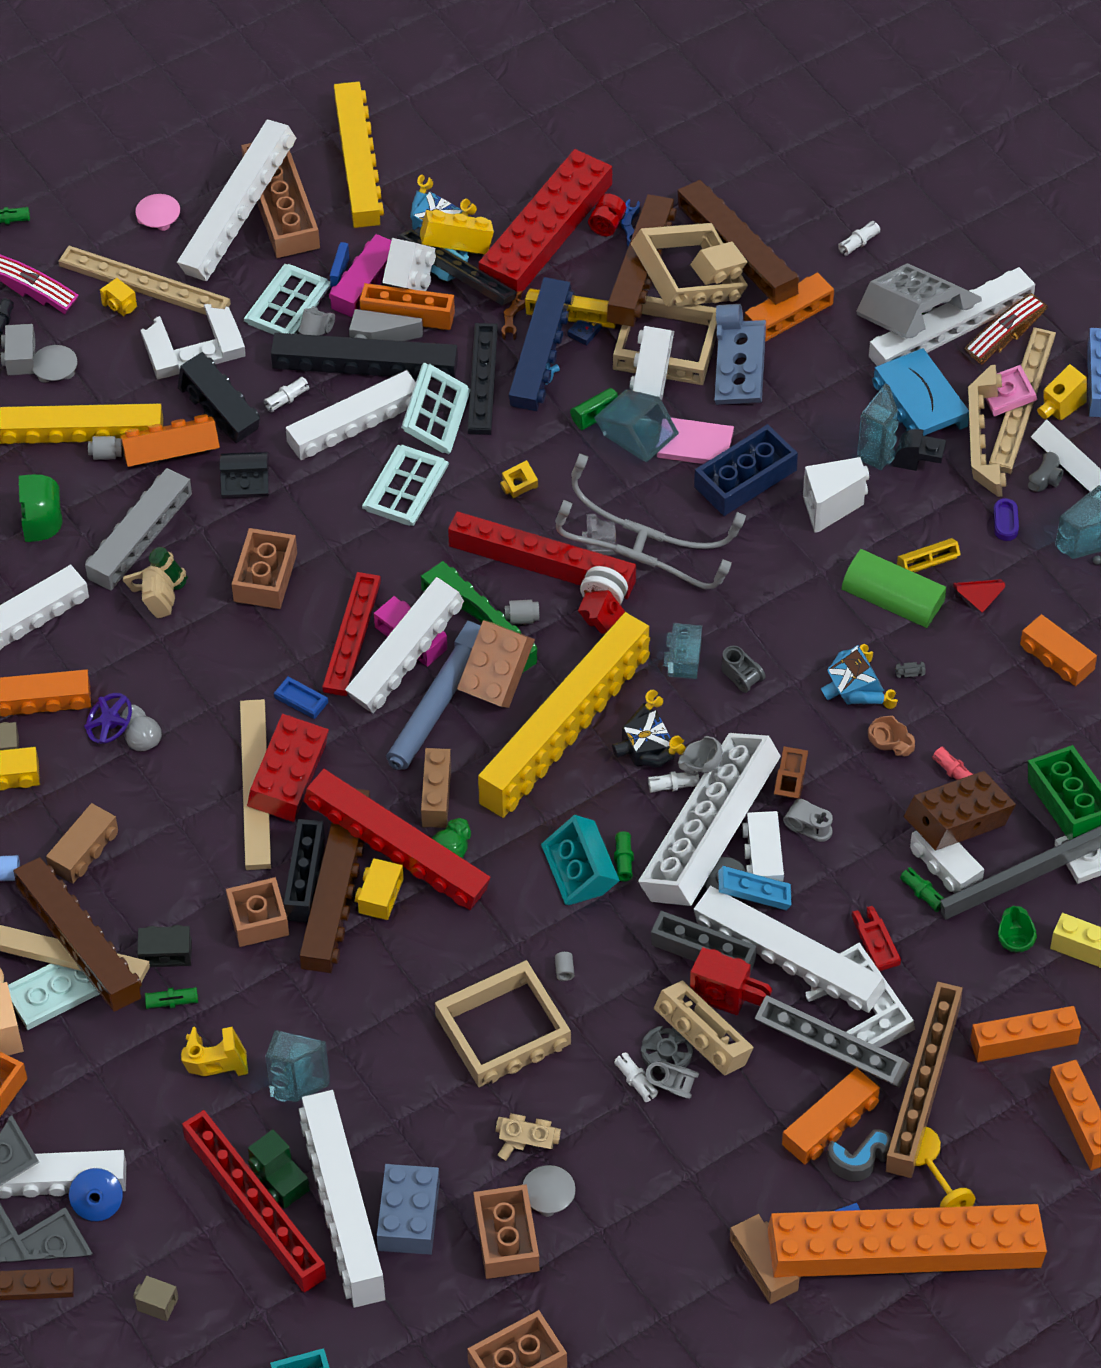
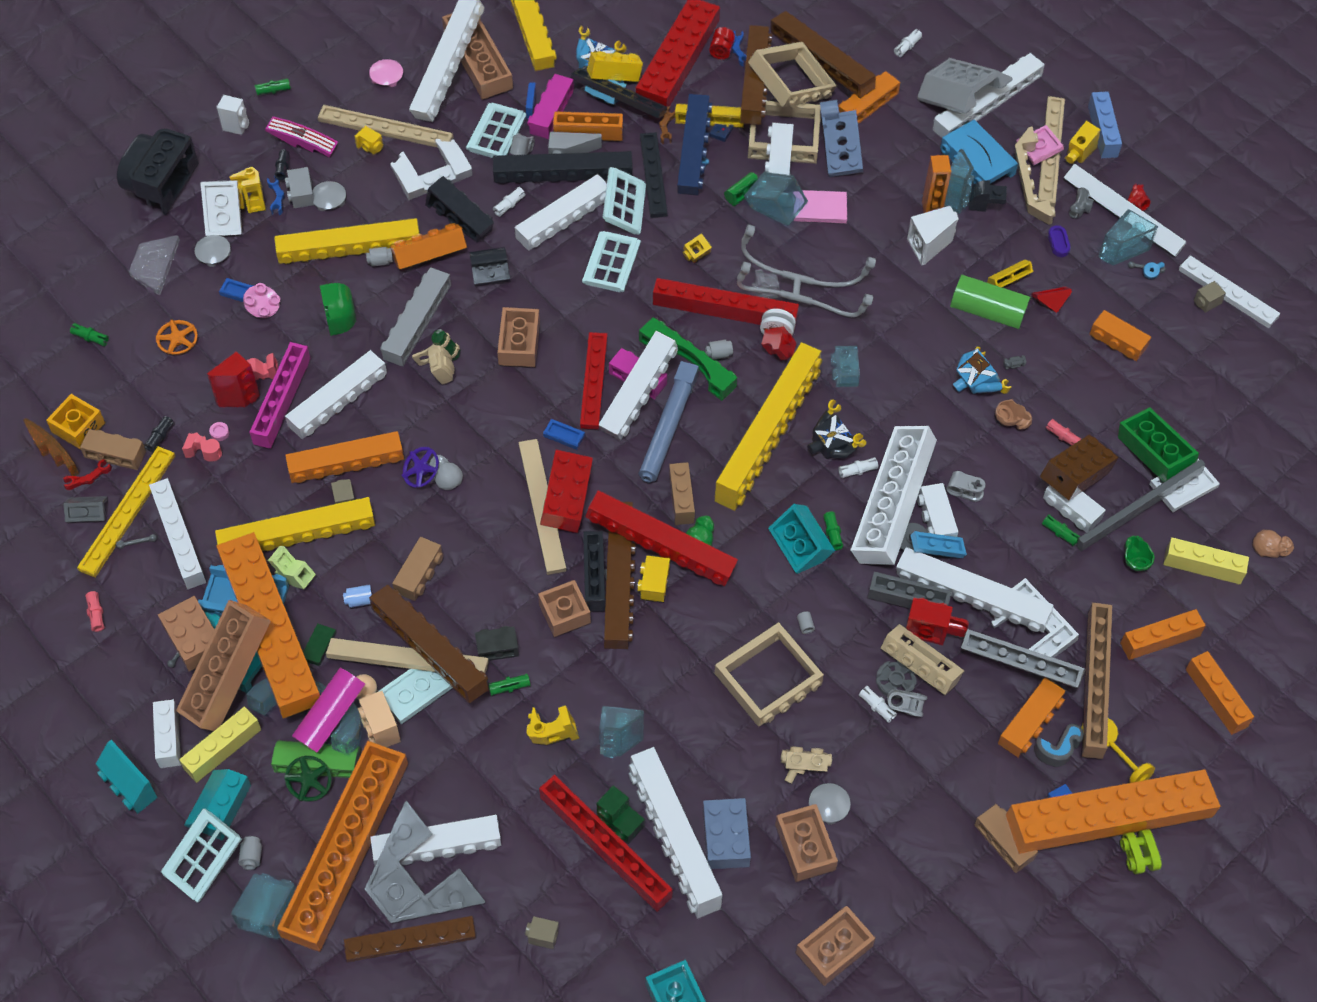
camera: 10 degrees left, 5 degrees up
(100, 1182) = (478, 844): blue dish -> none
(409, 265) = (585, 94): white brick -> none
(496, 664) = (710, 392): nougat brick -> none
(701, 756) = (879, 447): light grey hair -> none
(719, 263) = (815, 71): tan brick -> none
(743, 671) = (891, 376): dark grey piece -> none
(745, 470) = (863, 224): dark blue brick -> none
(791, 773) = (946, 453): dark orange brick -> none
(847, 424) = (936, 183): none -> orange brick
(876, 940) = (1035, 572): red hinge -> none
(924, 1306) = (1135, 859): none -> lime brick
(1006, 327) = (1028, 99): slope -> none

